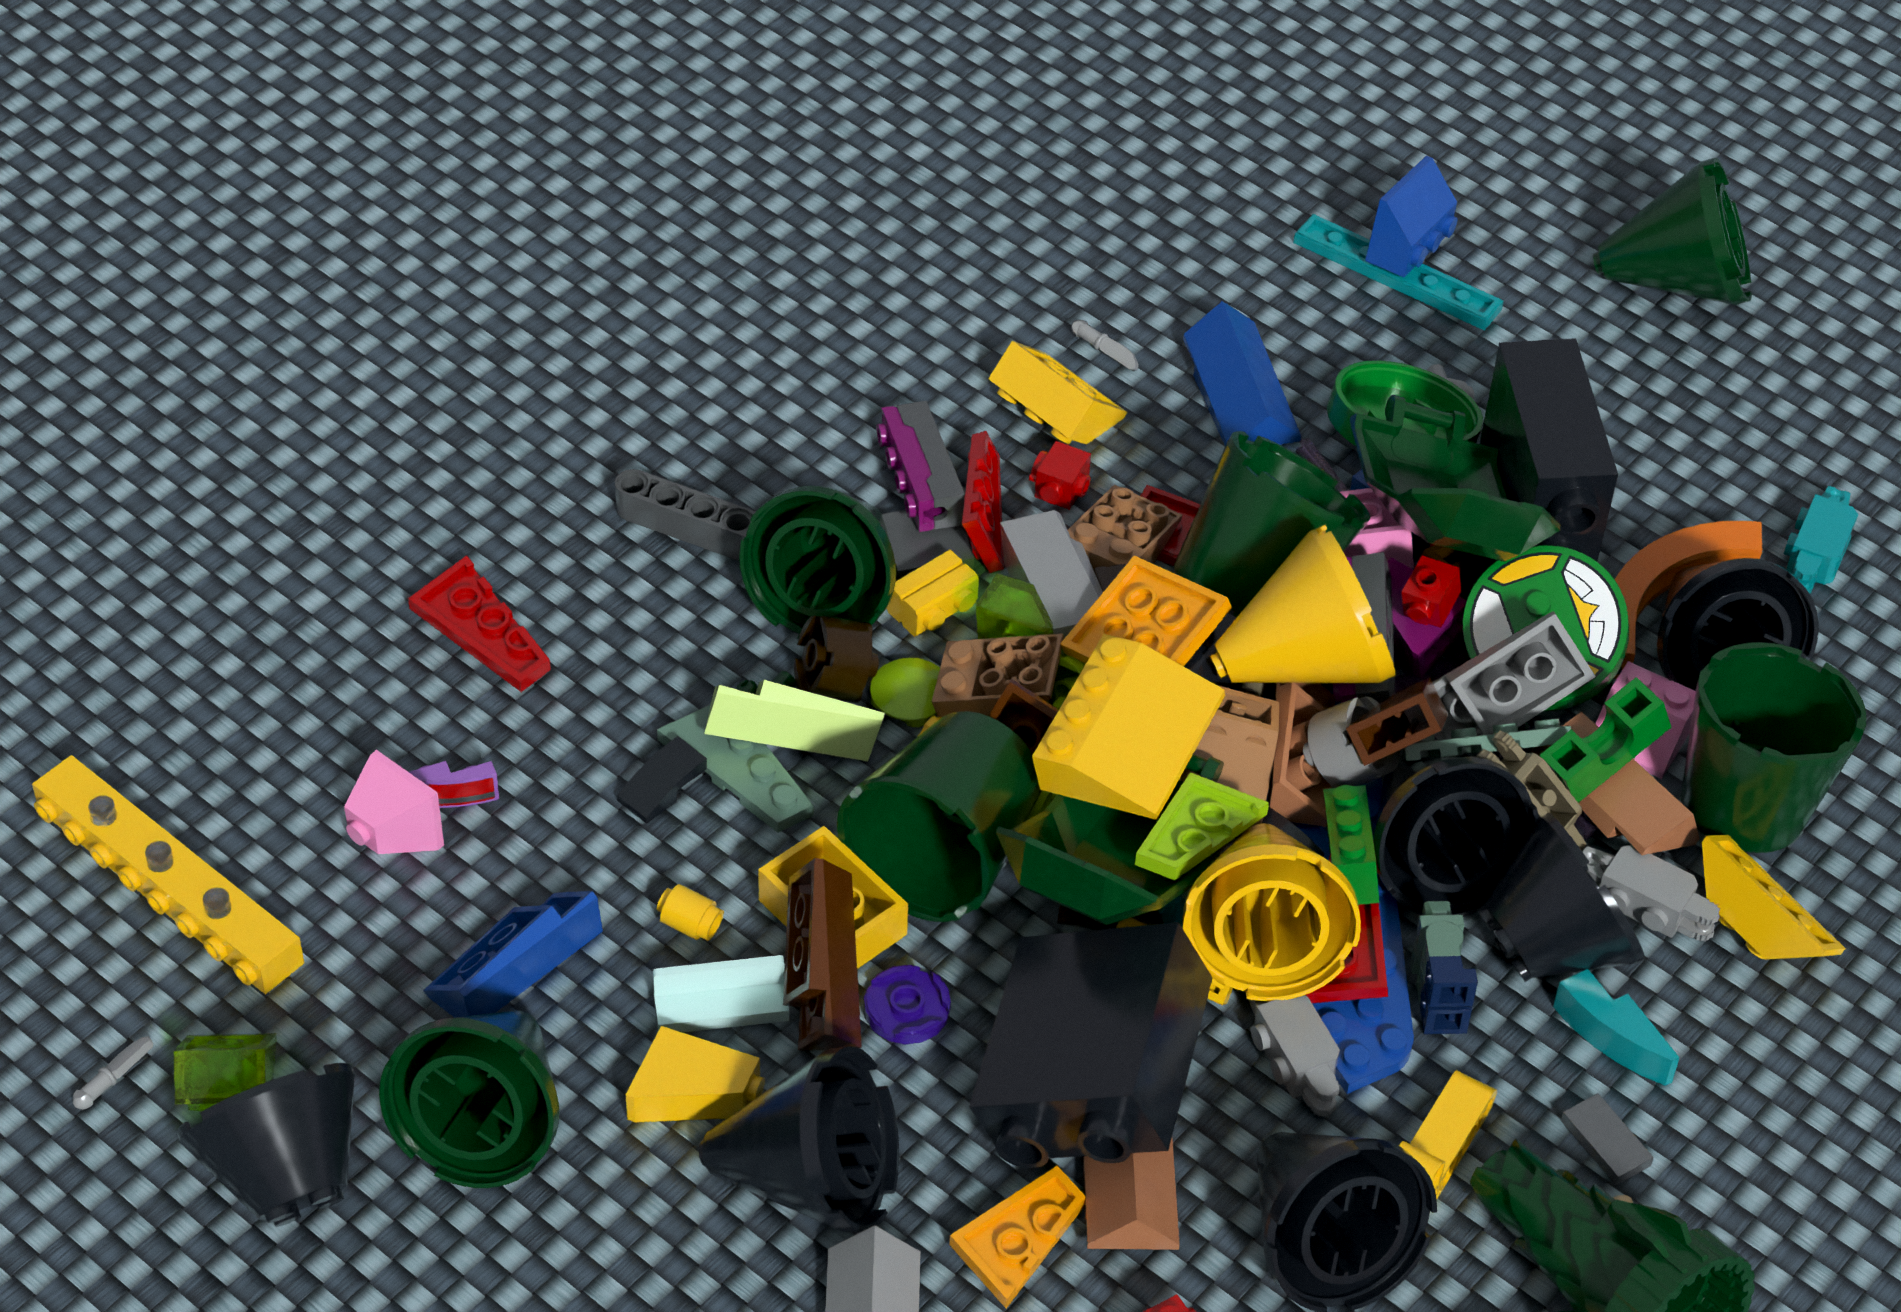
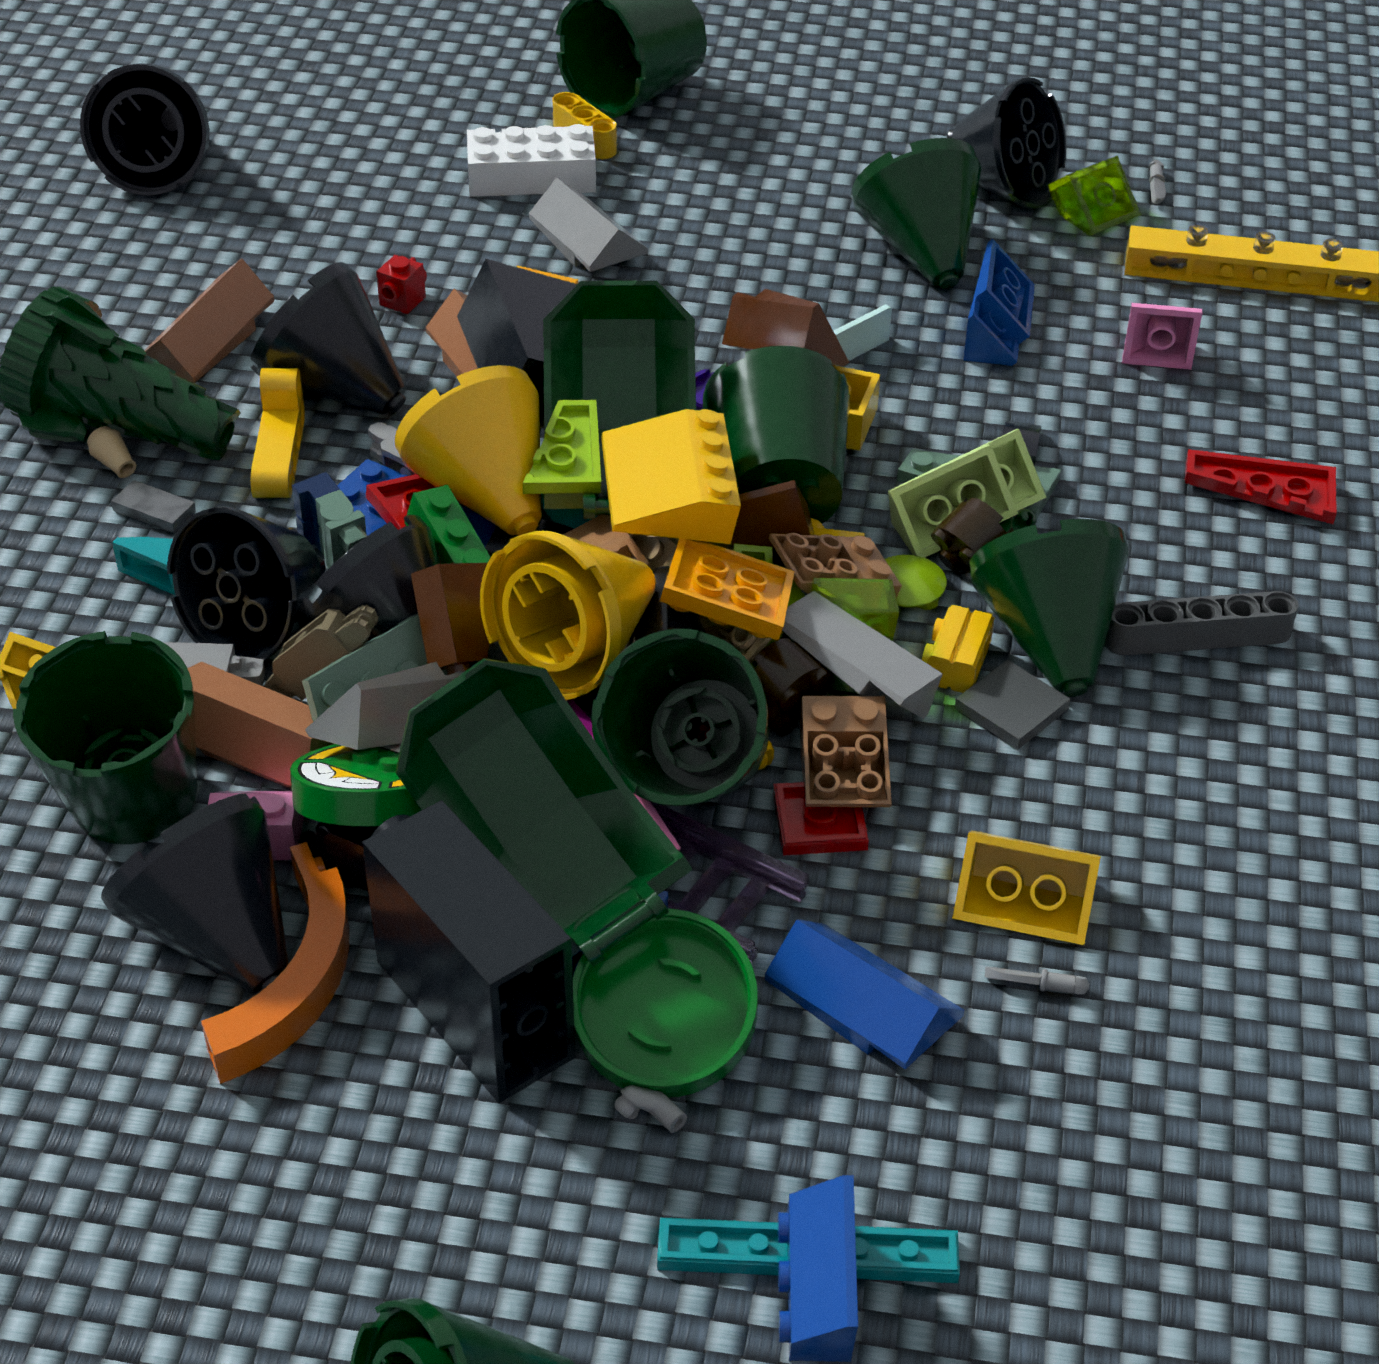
camera: 150 degrees right, 5 degrees down
(461, 788) = (1152, 374): slope -> none
(689, 912) = (912, 373): yellow brick -> none
(691, 1080) = (821, 282): yellow slope -> none
(815, 1142) = (695, 247): black cone -> none
(921, 466) = (1073, 740): piece -> none
(983, 502) = (988, 731): red wing -> none
(1061, 475) = (949, 803): red brick -> none
(1631, 724) = (256, 694): green arch -> none
(1822, 538) = (141, 1098): teal hinge -> none

